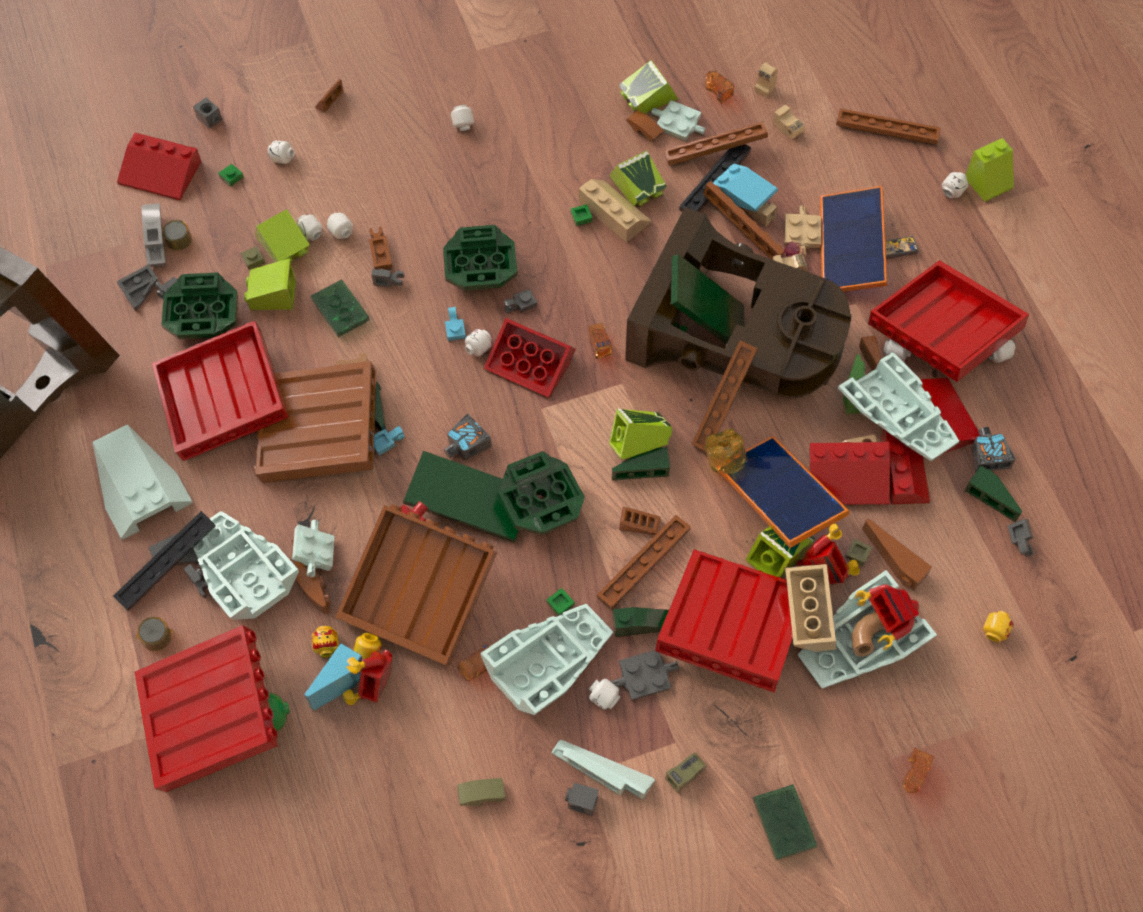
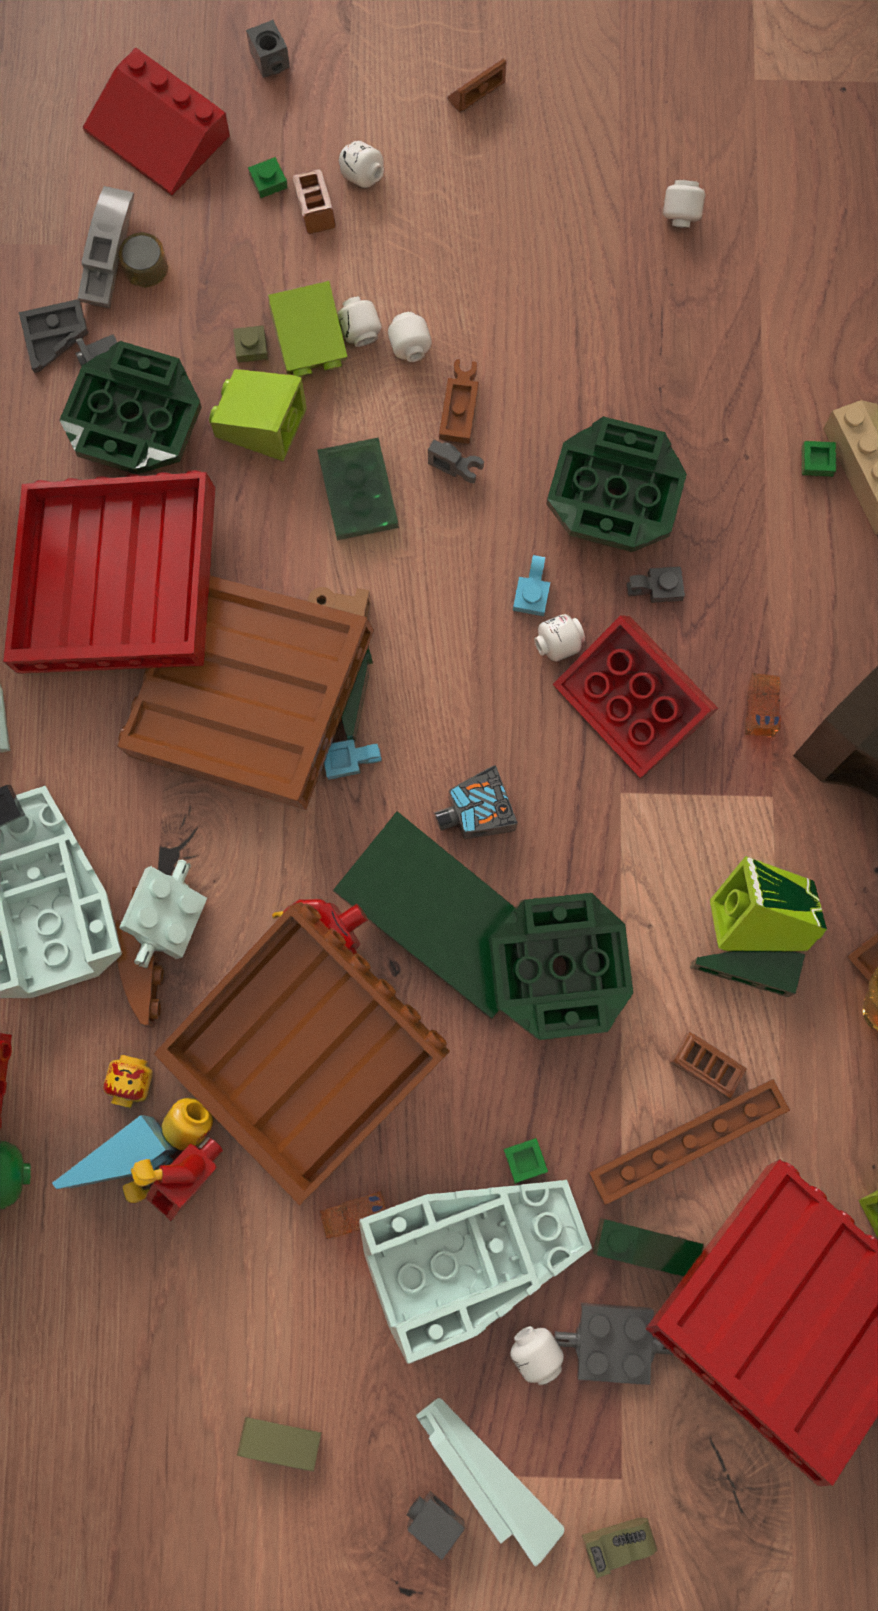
camera: 20 degrees right, 15 degrees up
(263, 179) = (314, 201): none -> dark orange slope

